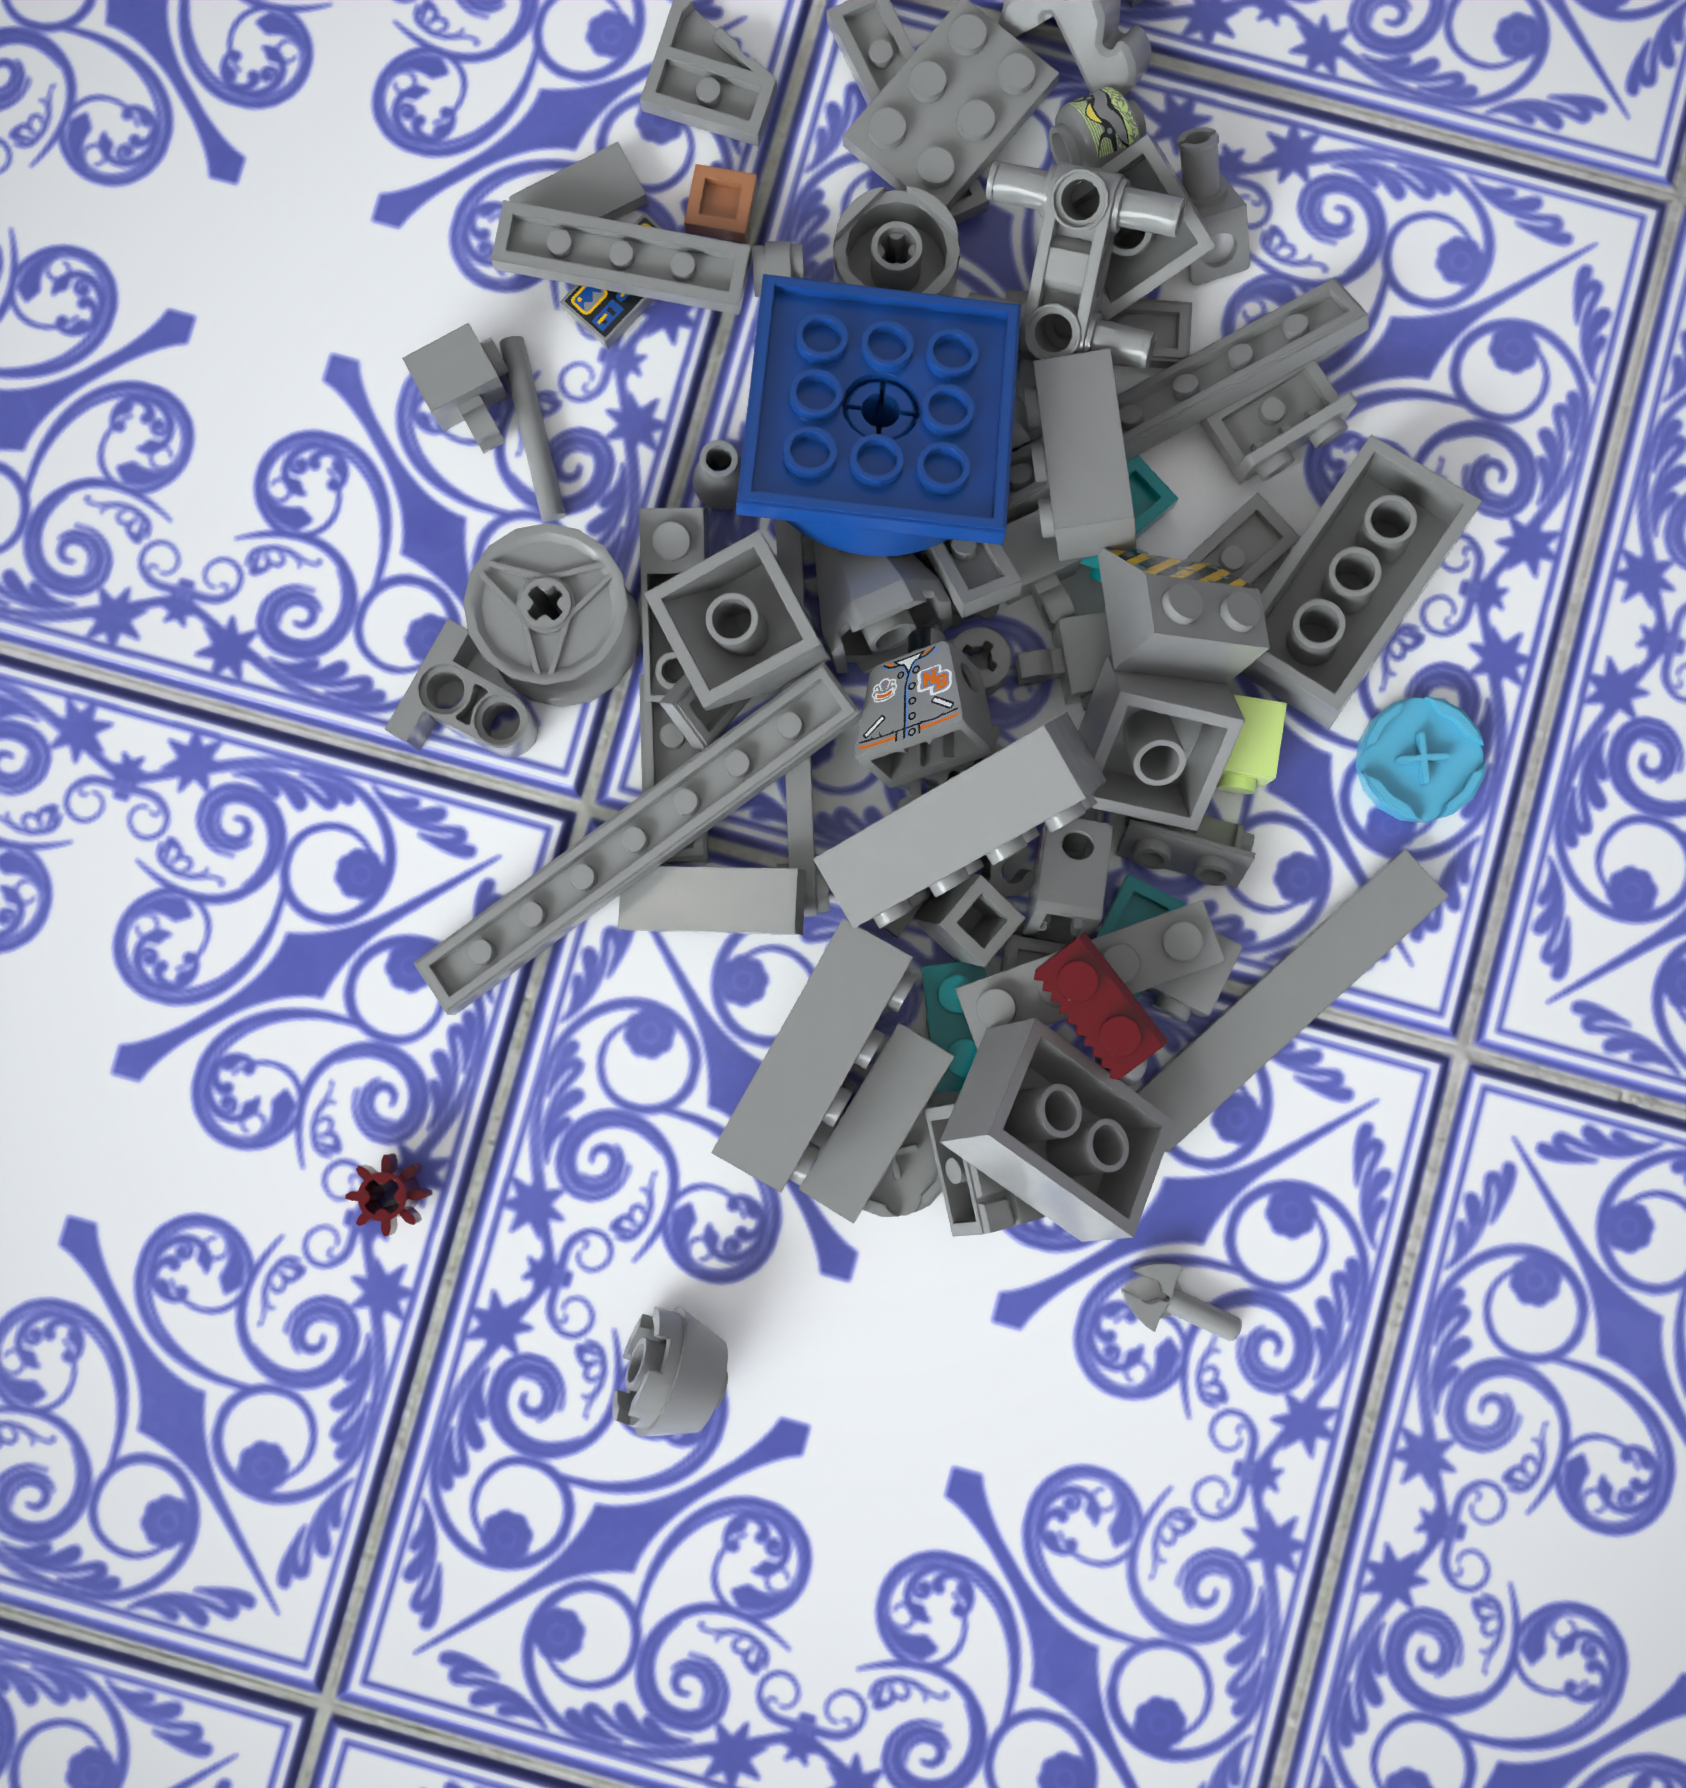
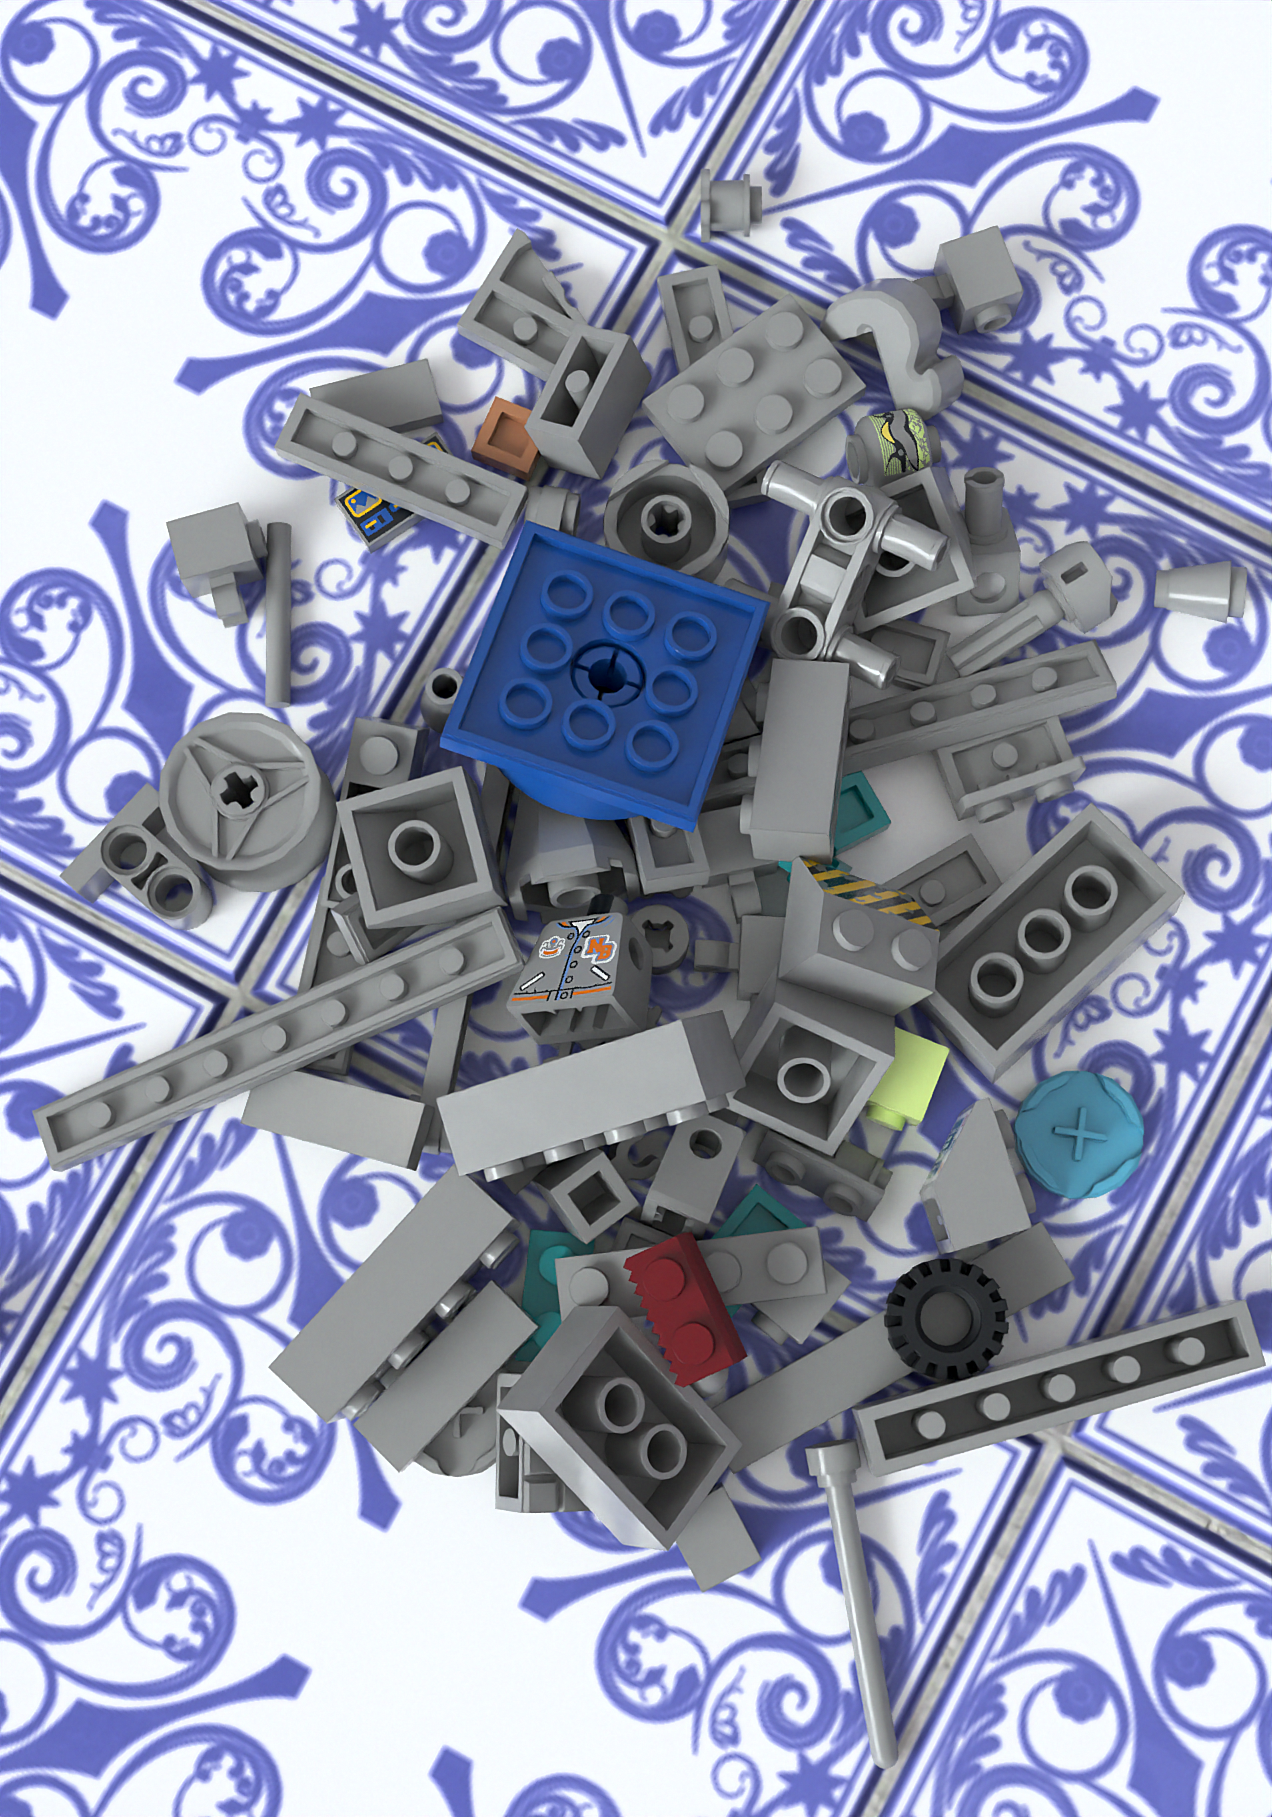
camera: 15 degrees right, 5 degrees down
(672, 1374) = (181, 1583): light grey cone -> none
(789, 147) = (588, 401): none -> light grey brick
(1172, 1220) = (716, 1541): none -> light grey brick
(1179, 1303) = (710, 1632): light grey bar -> none
(1263, 1126) = (835, 1471): none -> light grey piece
(1301, 237) = (1075, 589): none -> light grey piece
(1339, 825) = (972, 1184): none -> light grey slope
(1377, 953) = (986, 1311): none -> black tyre
(1427, 207) = (1203, 590): none -> light grey cone
(1459, 1000) = (1058, 1387): none -> light grey brick

